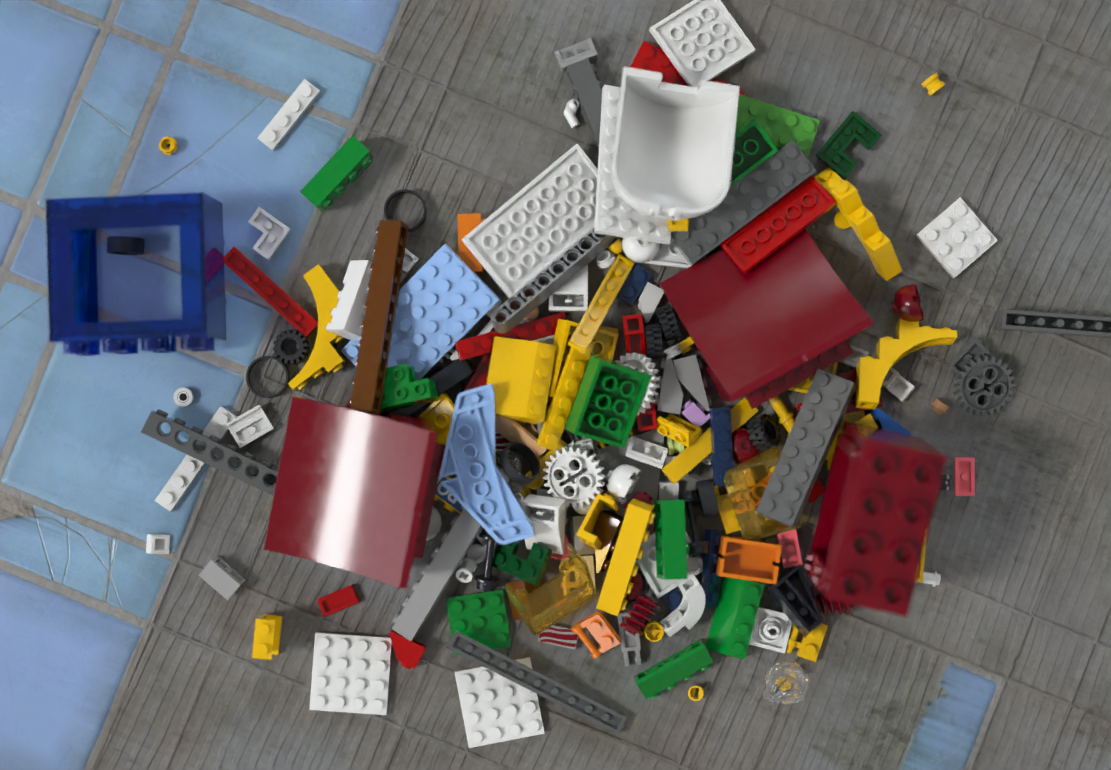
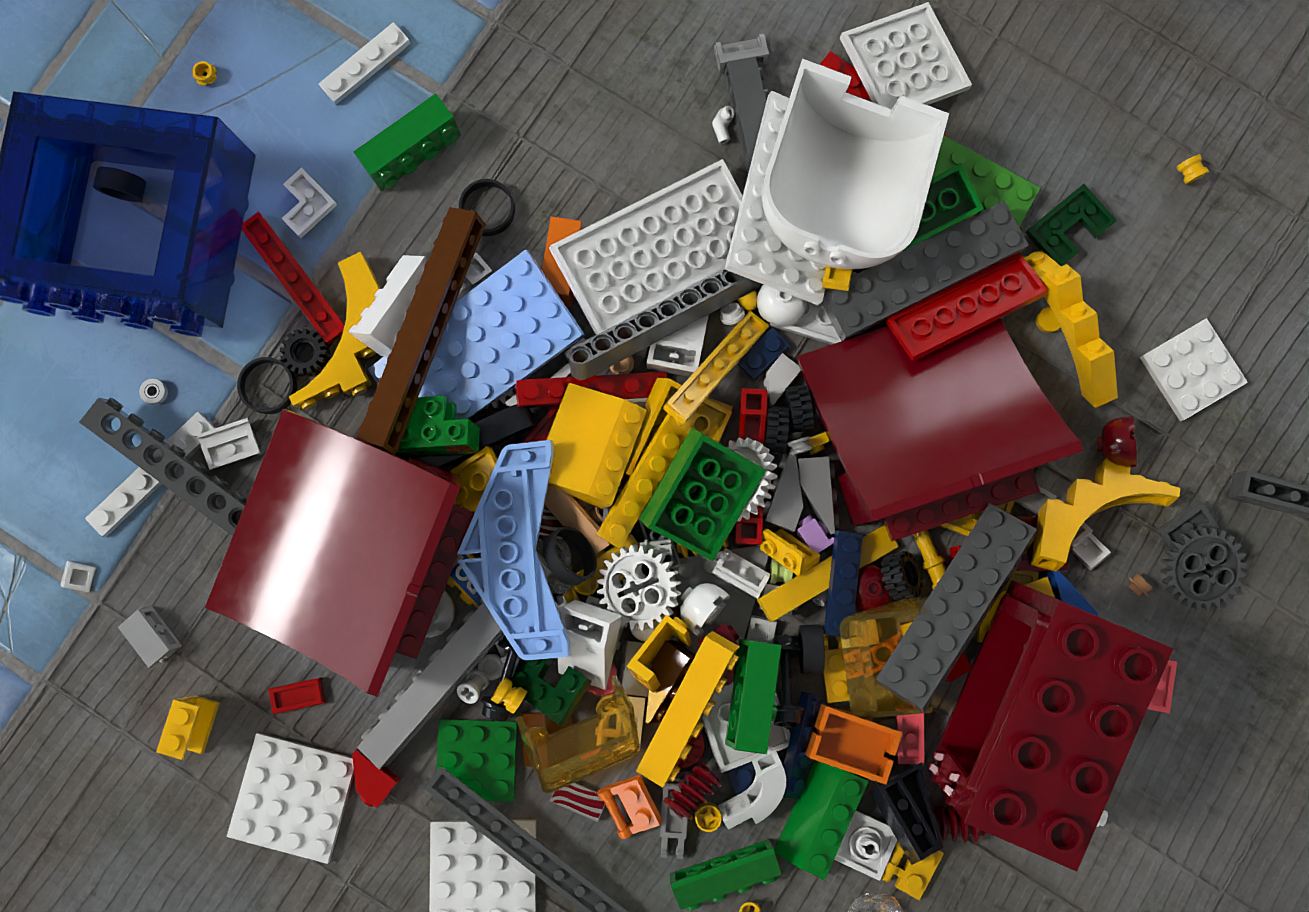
camera: 10 degrees right, 5 degrees down
(495, 571) = (510, 696): none -> yellow wheel

